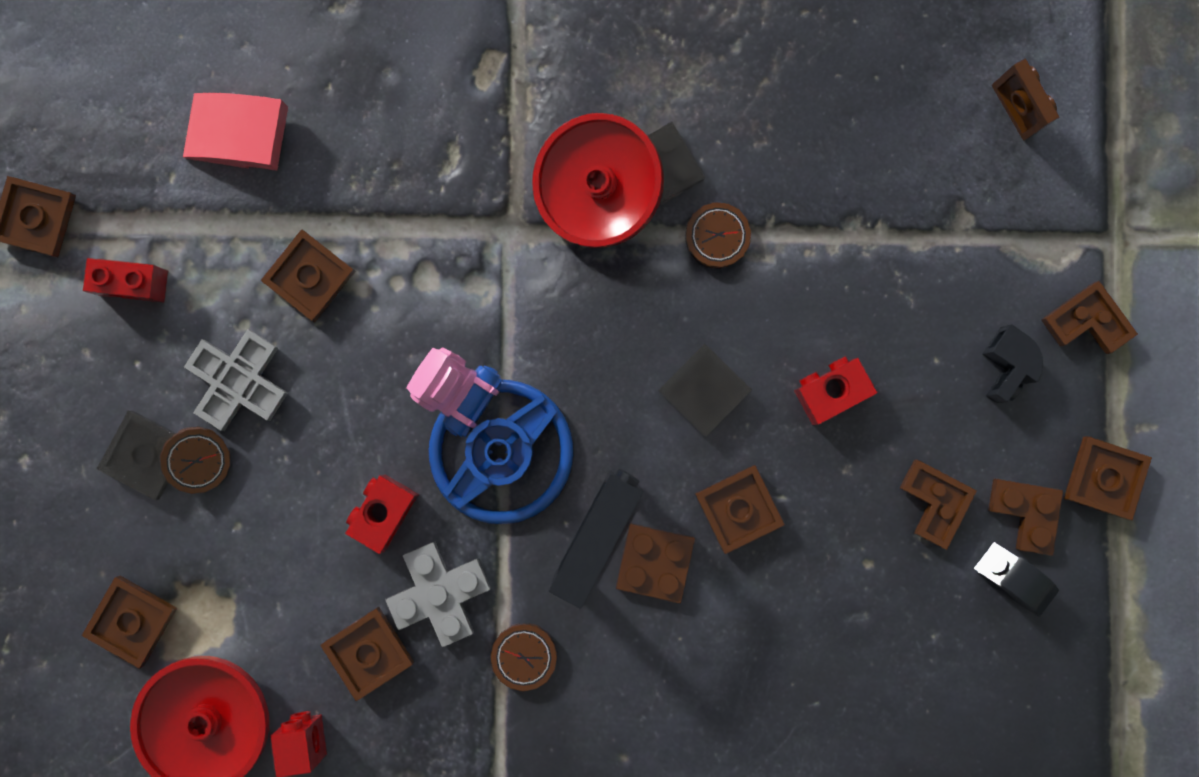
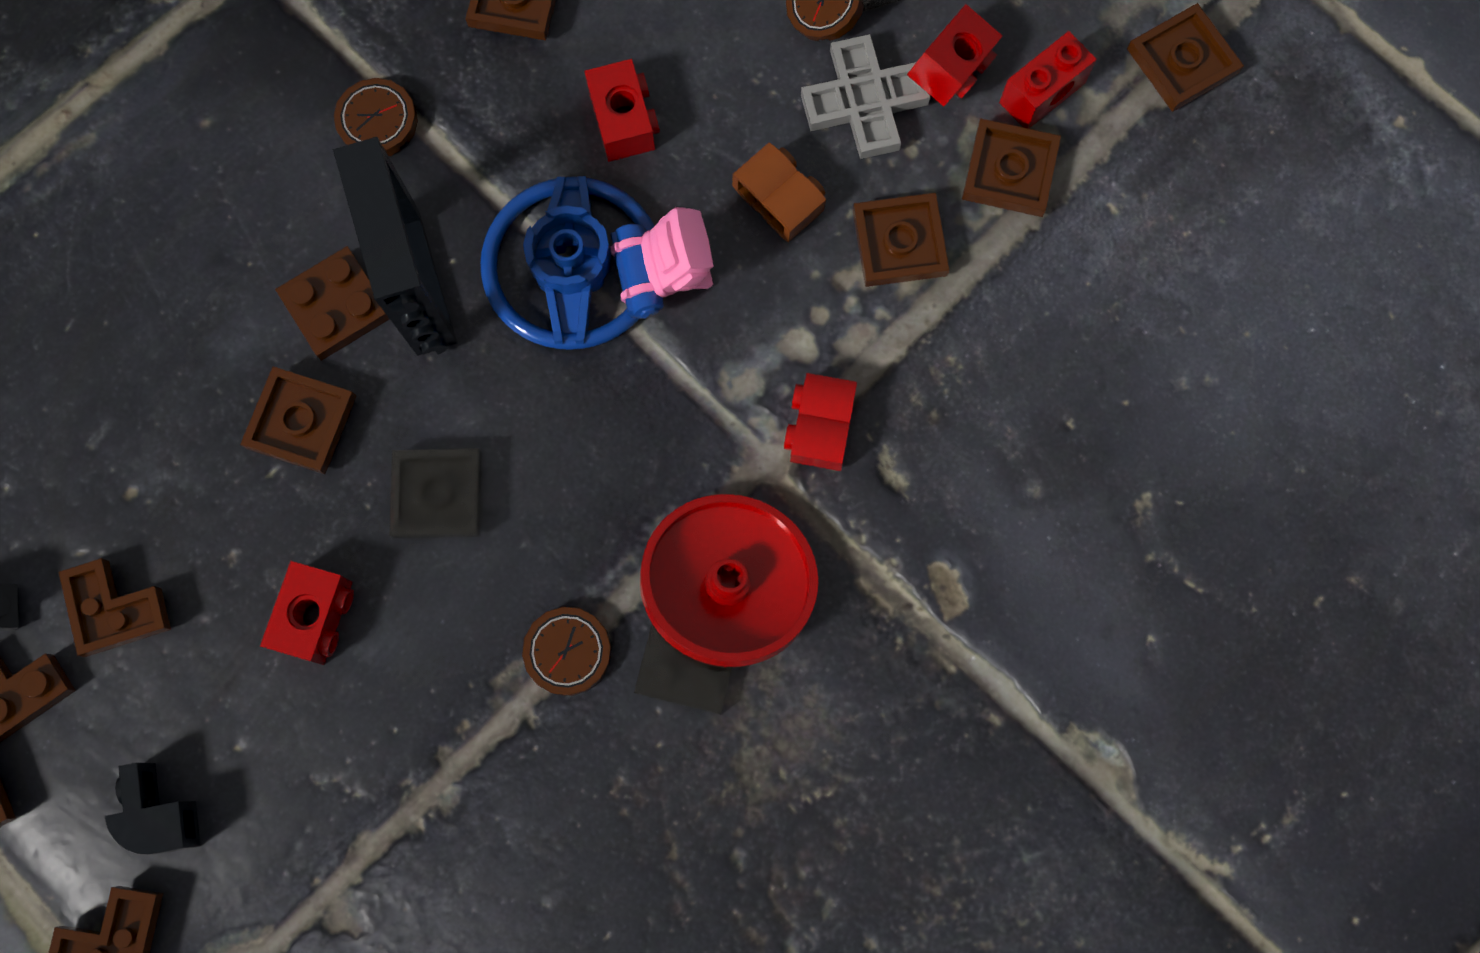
camera: 135 degrees right, 10 degrees down
(161, 346) = (955, 55): none -> red brick
(201, 253) = (1011, 167): none -> reddish brown plate
(236, 130) = (1101, 297): coral slope -> none
(344, 371) = (779, 191): none -> dark orange brick
(438, 594) = (504, 97): light grey plate -> none
(459, 217) = (822, 421): none -> red brick

